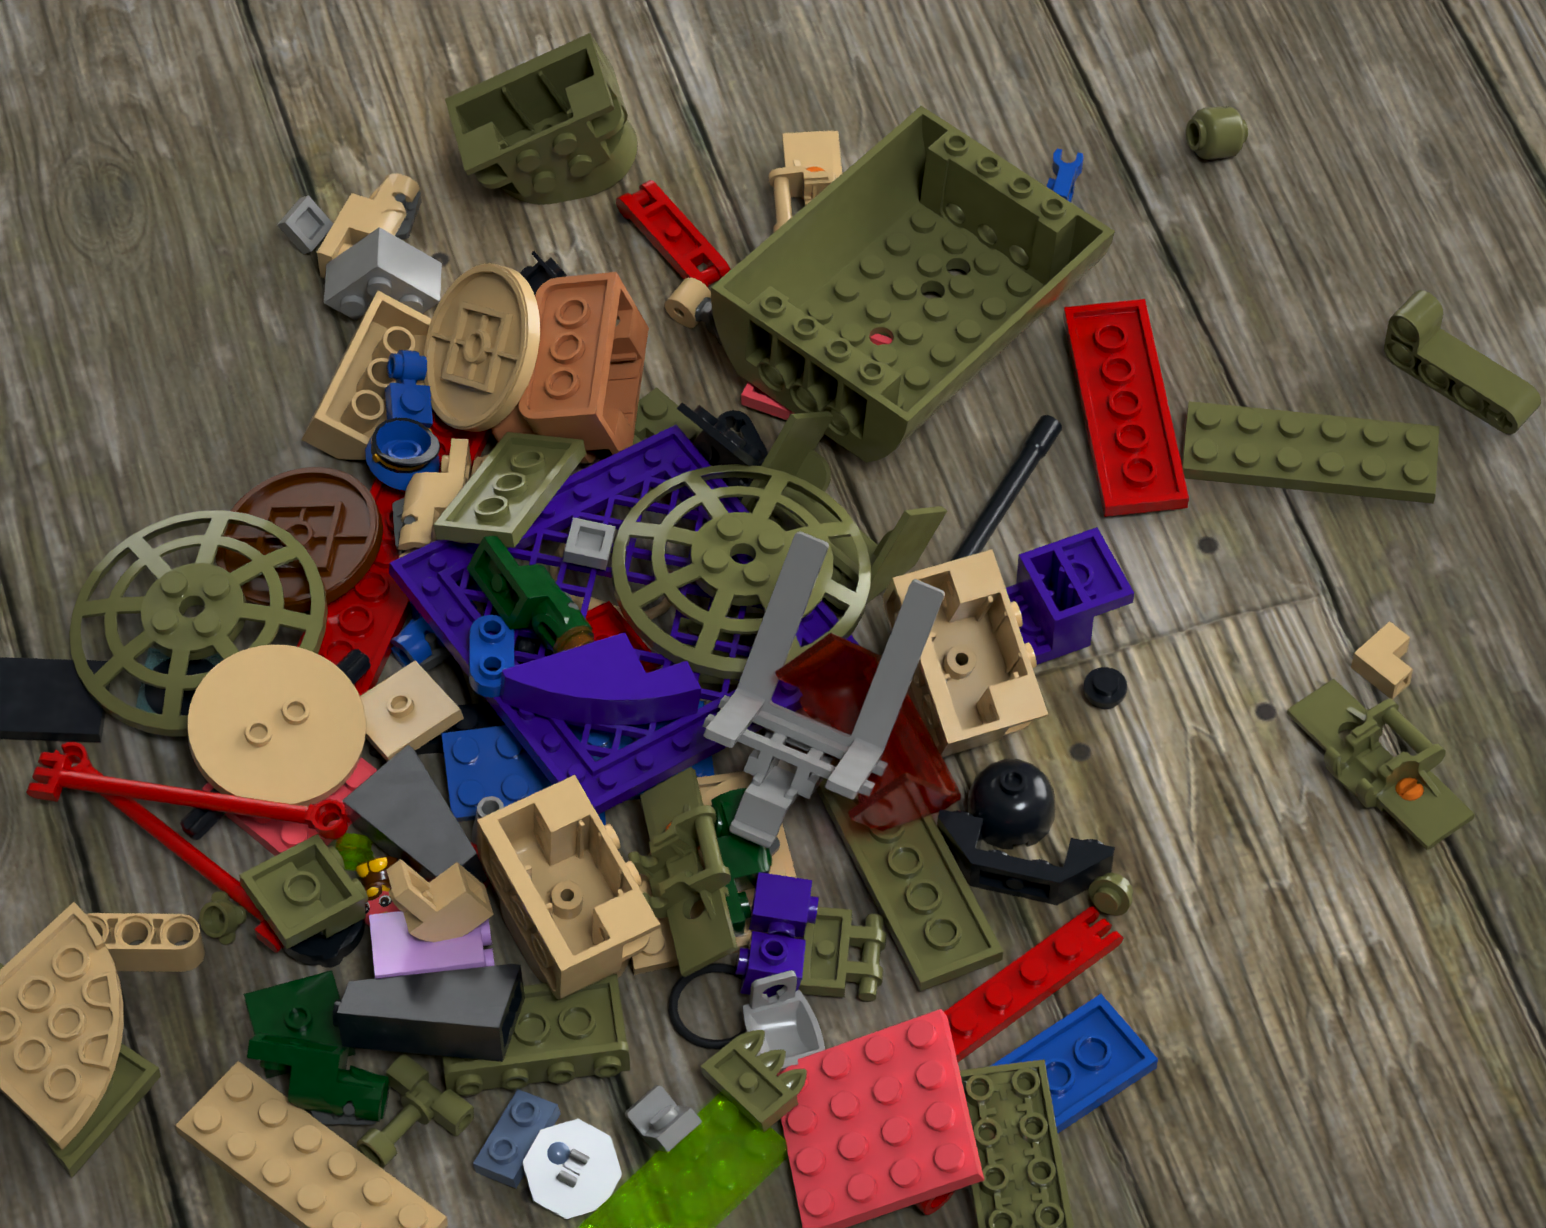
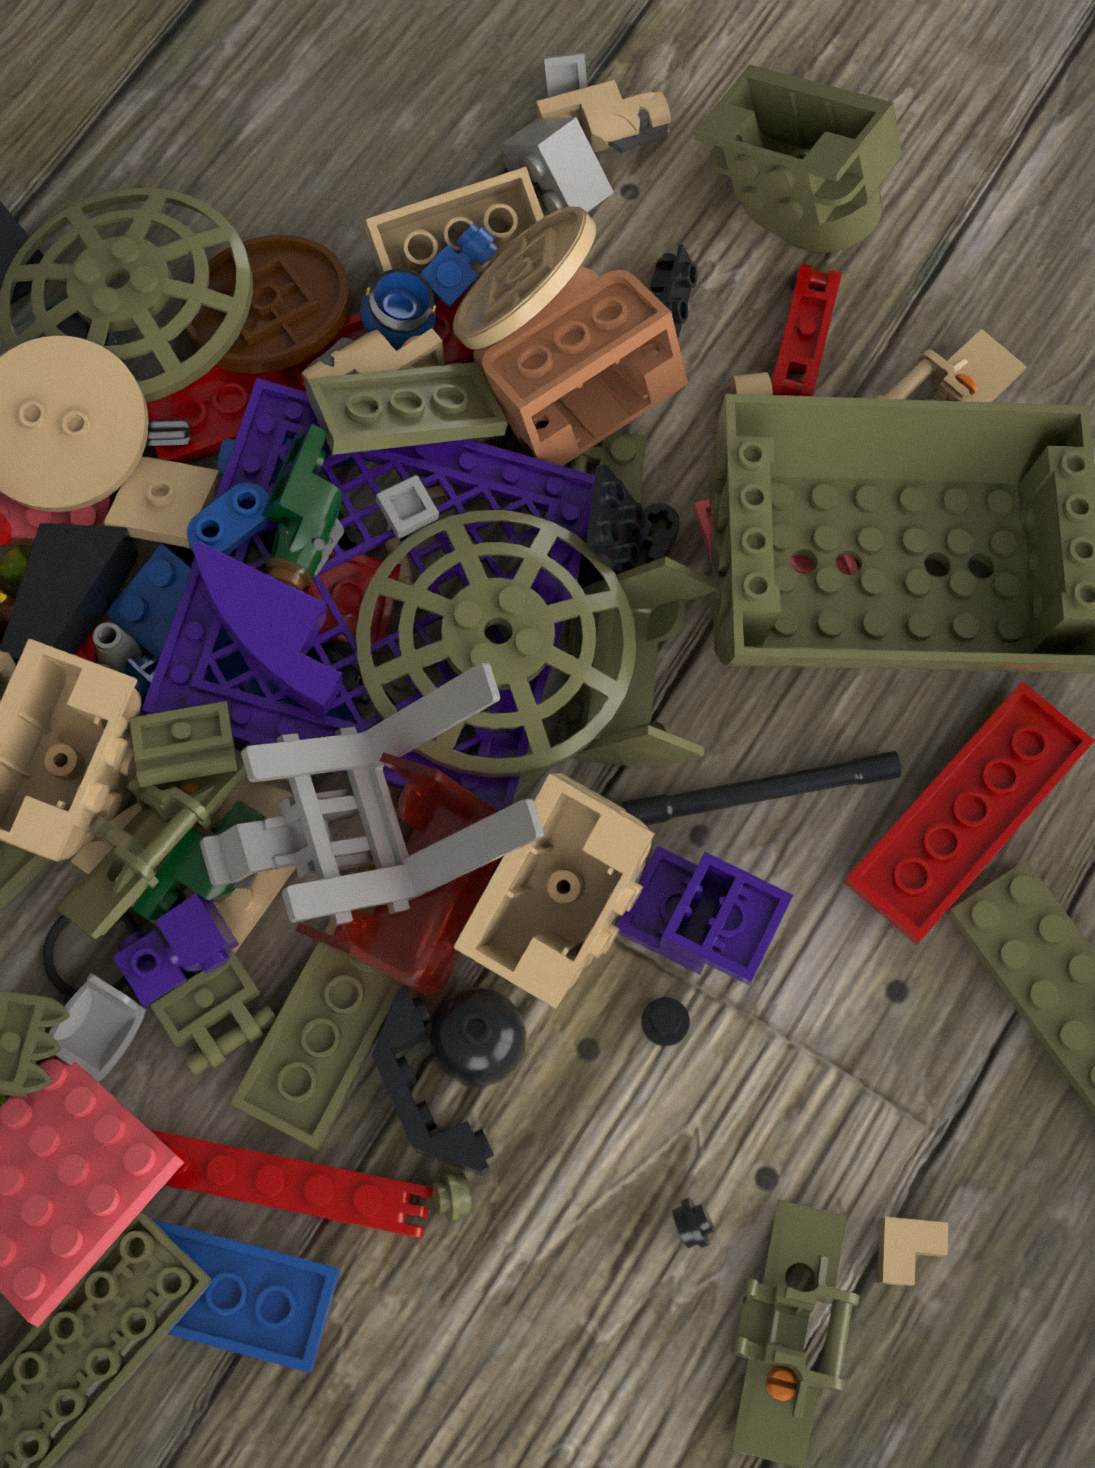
camera: 50 degrees right, 15 degrees up
(643, 796) = (183, 744): none -> olive plate
(1259, 767) = (693, 1223): none -> black plate

